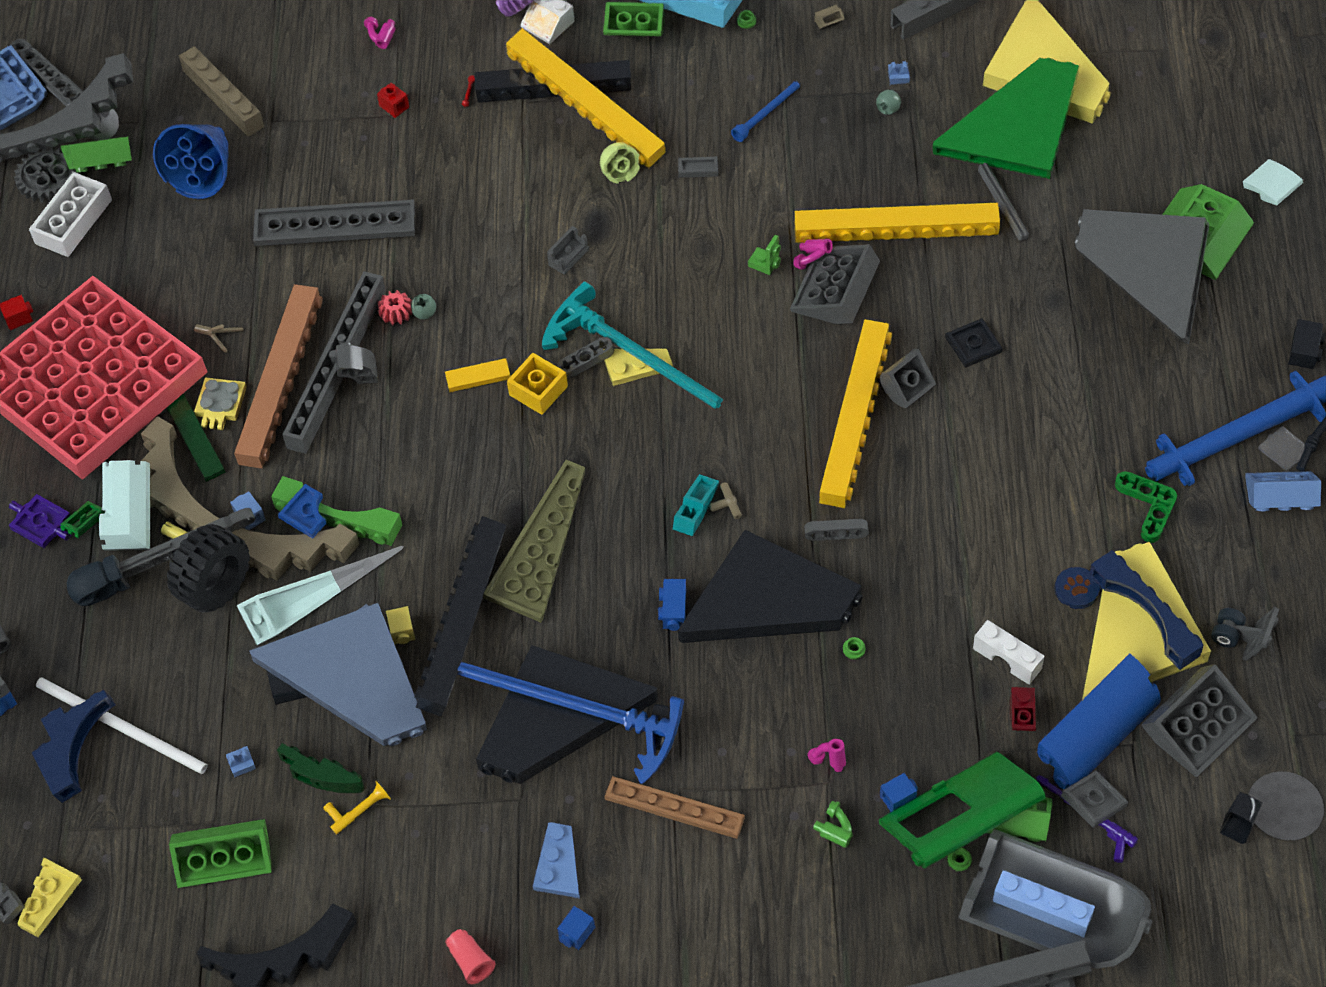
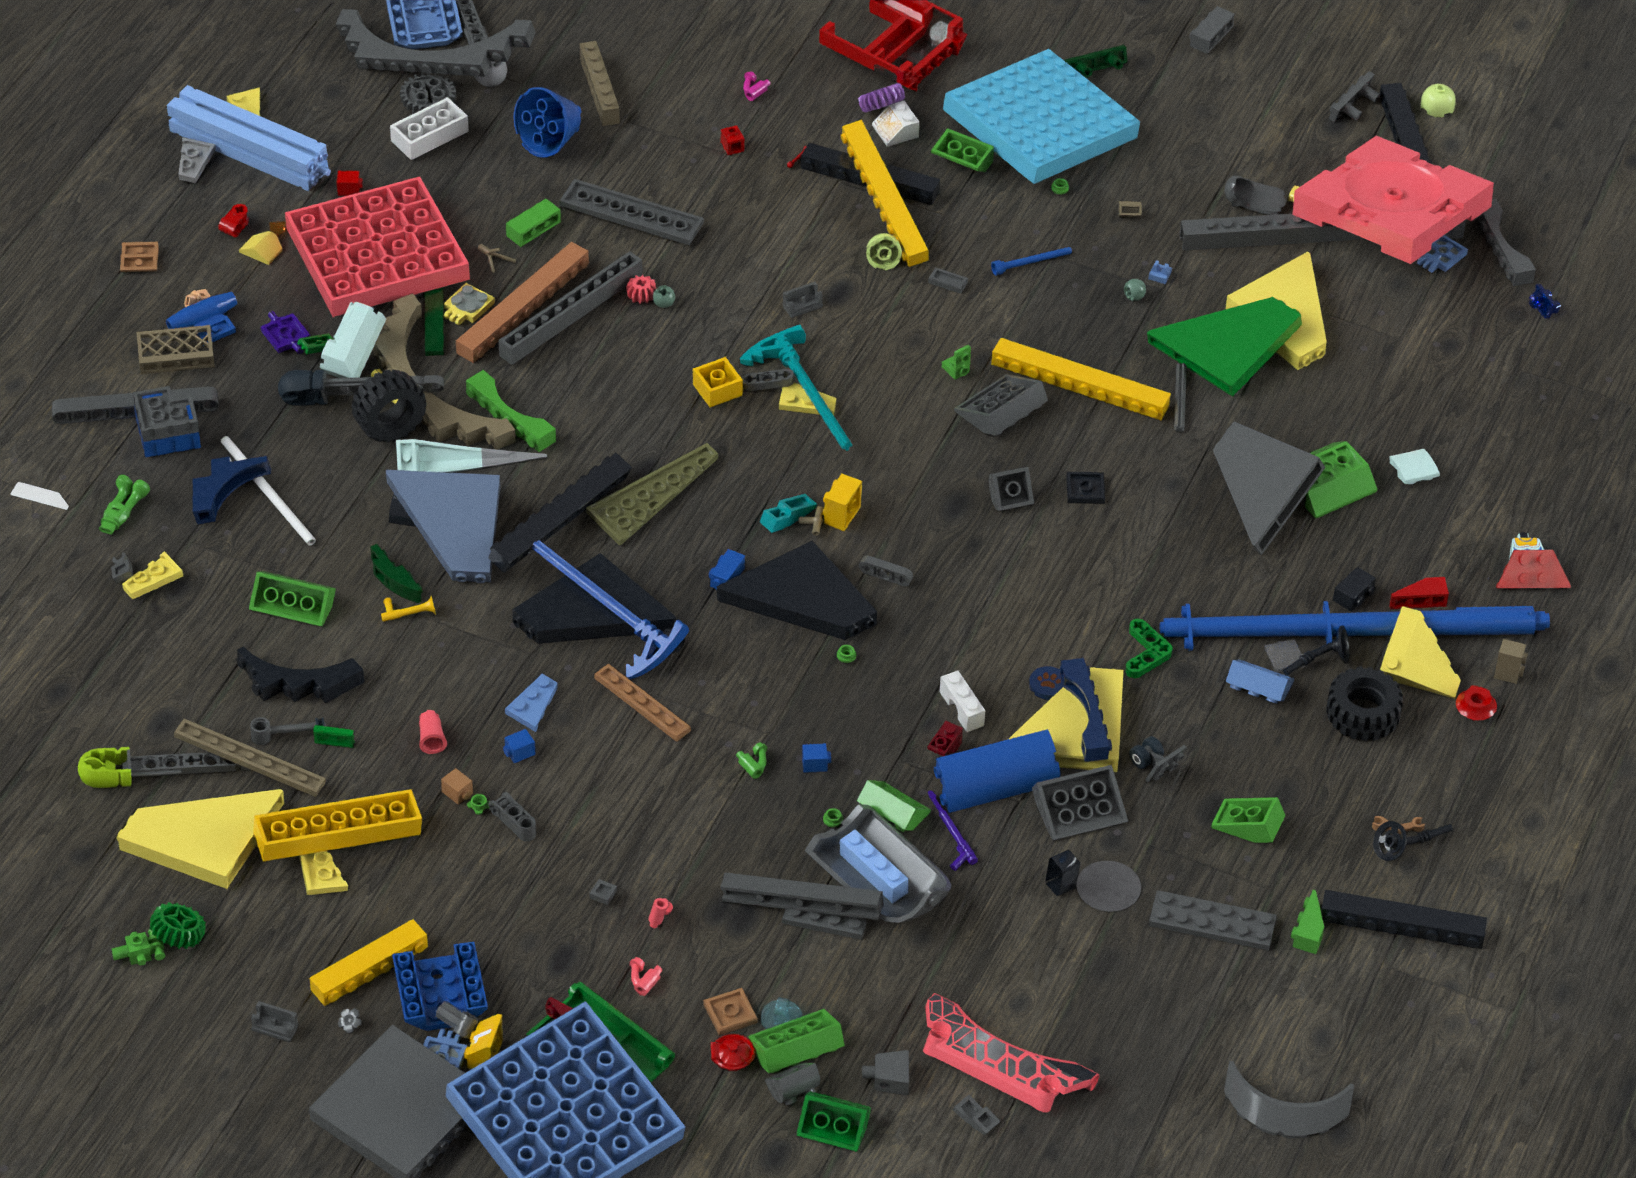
camera: 20 degrees right, 10 degrees down
(97, 154) = (474, 92): bright green slope -> none
(238, 277) = (533, 222): none -> bright green brick
(240, 761) = (341, 547): medium blue tile -> none
(248, 501) = (448, 391): medium blue brick -> none
(303, 511) = (483, 399): blue tile -> none
(356, 363) = (585, 314): dark grey brick -> none
(400, 625) = (511, 504): light yellow brick -> none
(477, 375) = (675, 360): yellow tile -> none
(748, 470) = (842, 502): none -> yellow brick
(815, 248) = (1000, 372): dark pink plant -> none
(836, 754) = (781, 710): dark pink plant -> none
(854, 414) = (953, 498): yellow brick -> none
(991, 788) = (871, 782): green piece -> none
(1094, 798) = (961, 820): dark grey tile -> none

